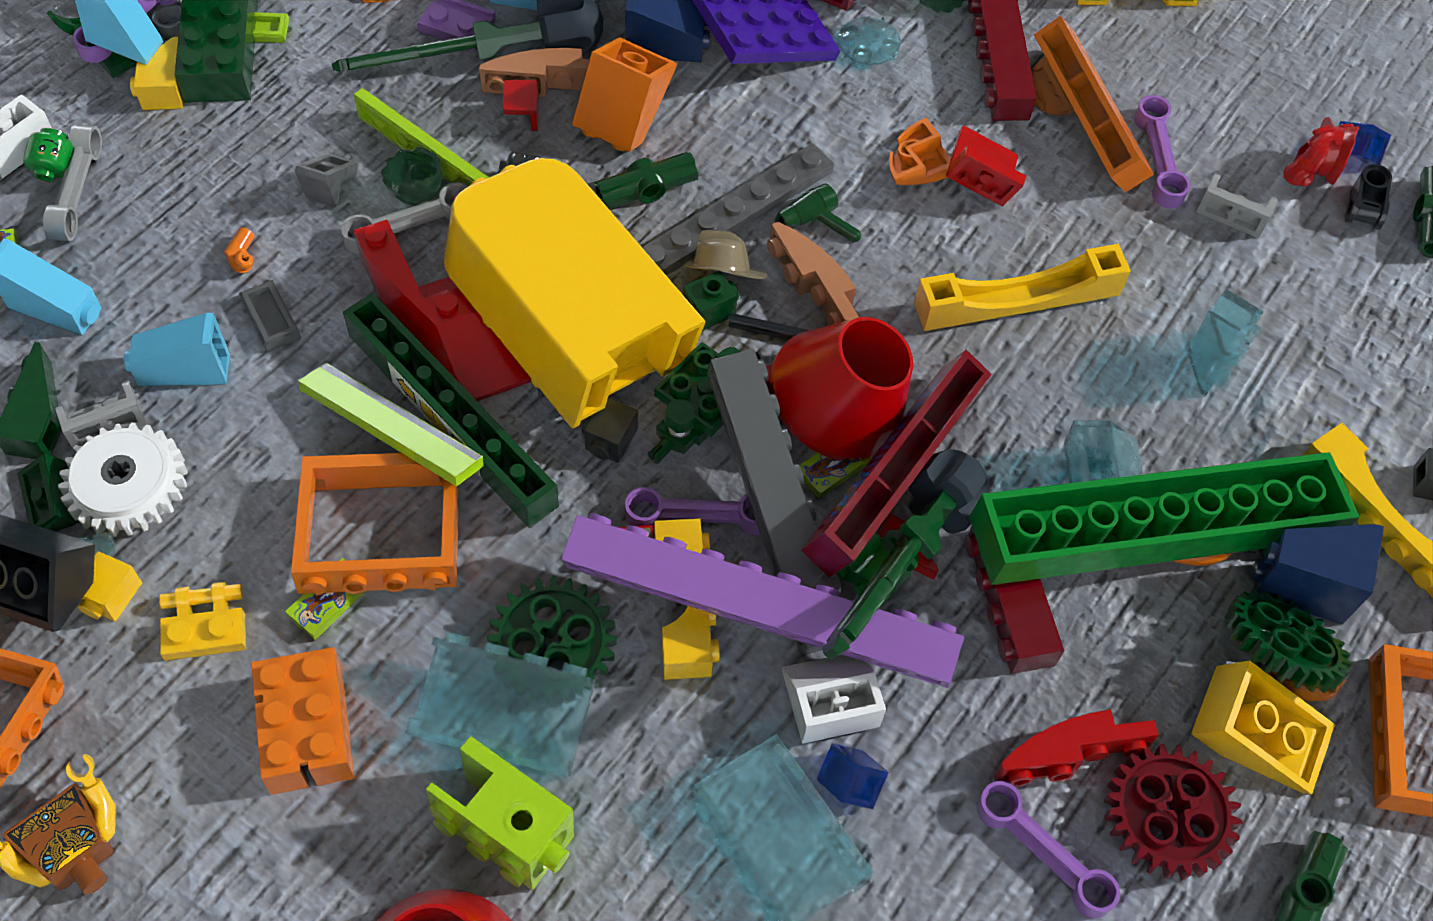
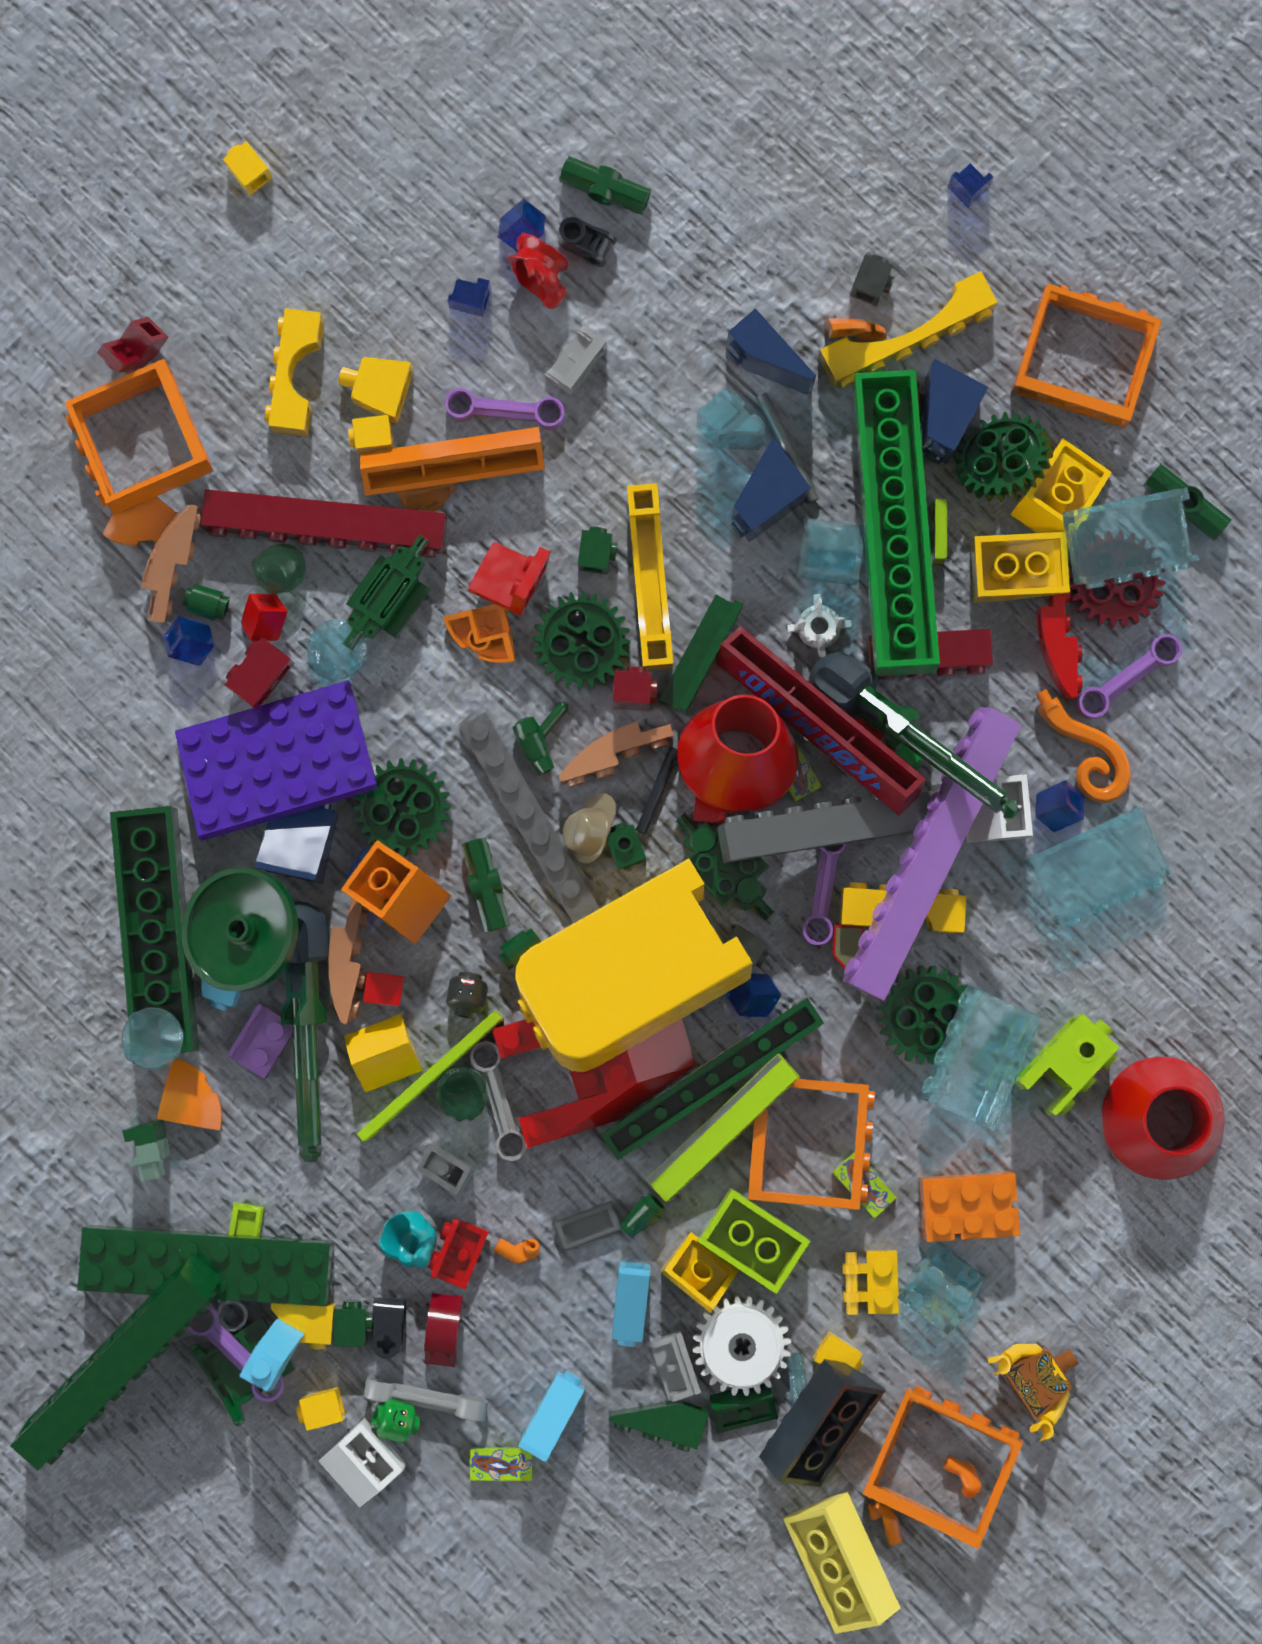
camera: 75 degrees left, 25 degrees up
(66, 97) = (321, 1408): none -> yellow brick
(150, 181) = (443, 1329): none -> dark red brick
(156, 112) = (352, 1324): none -> dark green brick
(156, 143) = (389, 1320): none -> black piece
(194, 701) = (942, 1287): none -> clear light blue slope
(211, 422) = (699, 1272): none -> yellow slope
(236, 192) = (459, 1252): none -> red bracket
(250, 146) = (408, 1239): none -> teal hair
(251, 472) = (753, 1240): none -> lime brick
(283, 363) = (643, 1215): none -> dark green cone
(451, 112) = (382, 1053): none -> yellow slope
(555, 447) = (755, 996): none -> clear blue panel
(716, 103) = (427, 820): none -> dark green gear
(890, 279) = (634, 689): none -> dark red brick
(910, 226) = (566, 663): none -> dark green gear
(935, 64) = (388, 595): none -> dark green piece
(935, 351) = (700, 654): none -> dark green fence
(965, 764) = (1059, 720): none -> orange plant
(1007, 454) = (815, 640): none -> white piece
(1035, 240) = (596, 550): none -> dark green brick
(1100, 41) = (371, 434): none -> yellow brick
(1149, 46) = (379, 385): none -> yellow torso
(1153, 385) = (769, 494): none -> dark blue slope
(1153, 673) = (1019, 566): none -> yellow slope
(1167, 585) = (939, 531): none -> lime tile
(1211, 418) = (784, 441): none -> flat silver bar
(1240, 803) = (1128, 538): none -> clear light blue panel
(1268, 114) = (470, 296): none -> clear blue panel
(1316, 364) = (765, 353): none -> dark blue slope
(1380, 454) = (862, 329): none -> orange brick

